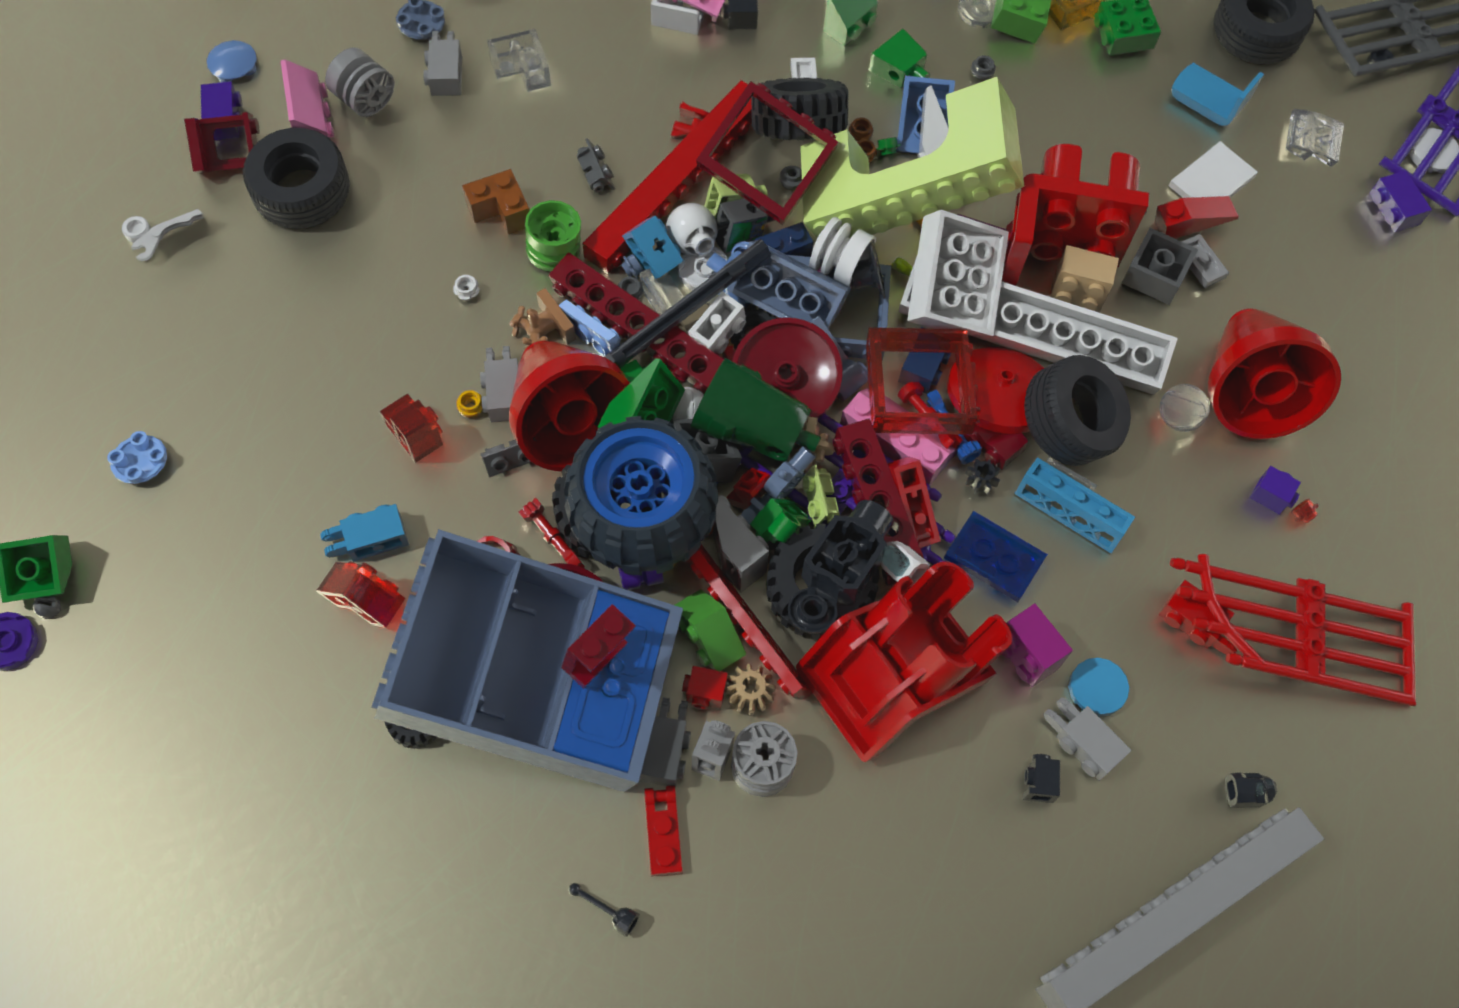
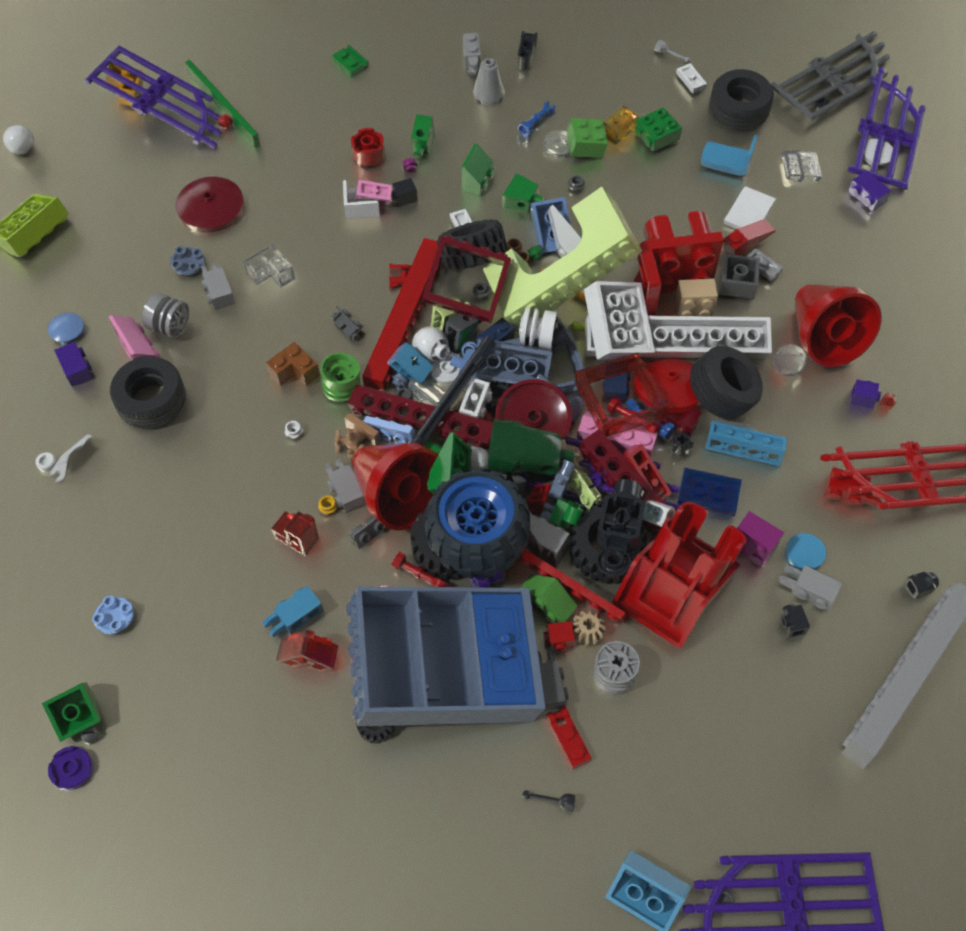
camera: 15 degrees left, 5 degrees down
(202, 141) = (71, 387): dark red window -> none
(597, 646) = (491, 626): dark red window -> none
(713, 749) = (582, 672): light grey hinge -> none

